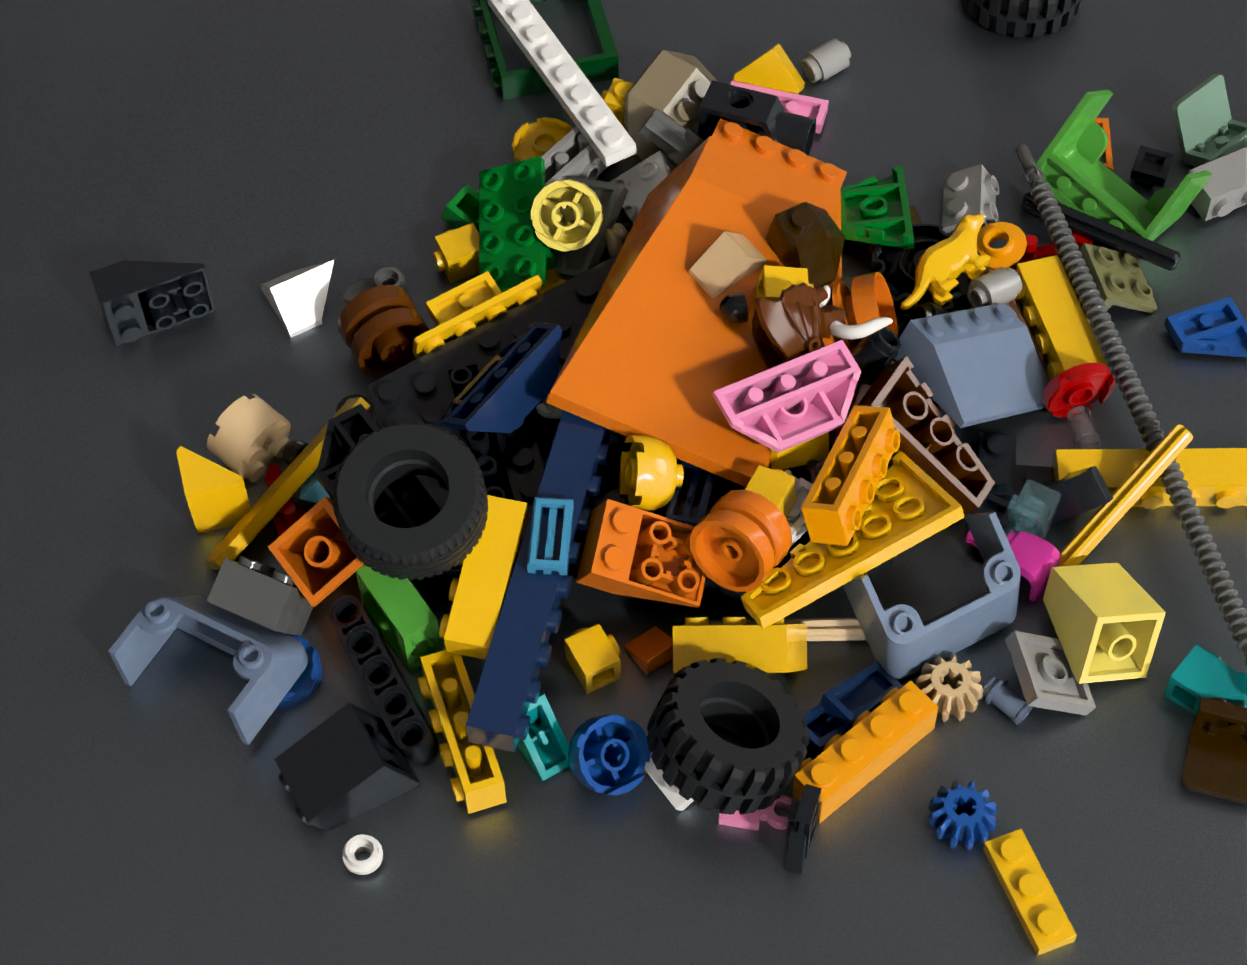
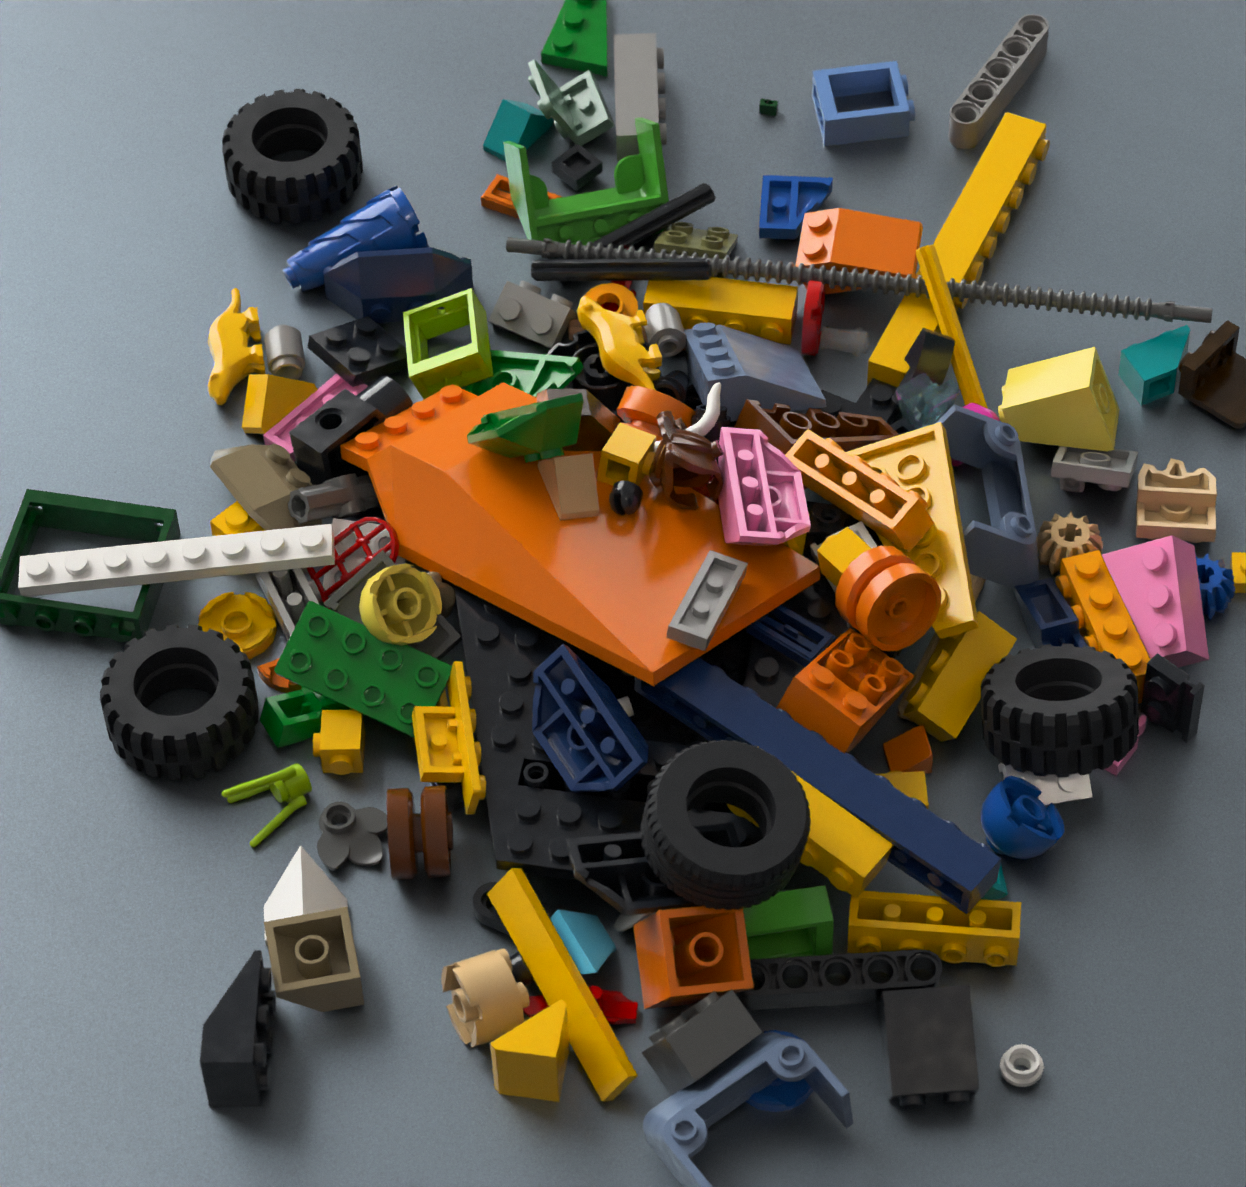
camera: 65 degrees left, 5 degrees down
(239, 317) = (315, 960): none -> dark tan slope
(403, 235) = (285, 785): none -> lime plant
(438, 103) = (170, 662): none -> black tyre
(548, 564) = (799, 748): dark azure tile -> none
(640, 193) = (363, 542): none -> red window
(649, 473) = (764, 650): yellow cylinder -> none
(650, 402) = (707, 600): none -> light grey plate
(746, 202) = (531, 430): none -> green wedge
(809, 27) = (230, 349): none -> yellow animal
(855, 105) = (359, 351): none -> black plate
(861, 151) = (456, 366): none -> lime window
(908, 782) = (1163, 597): none -> bright pink wedge
(938, 105) = (395, 281): none -> dark blue wedge
(966, 58) = (381, 225): none -> blue cone
(1006, 699) = (1100, 509): sand blue pin -> none
(1040, 234) = (621, 269): none -> black axle
(1049, 759) = (1176, 503): none -> tan plate
(1154, 107) = (515, 123): none -> teal slope
(1186, 390) = (858, 241): none -> orange slope

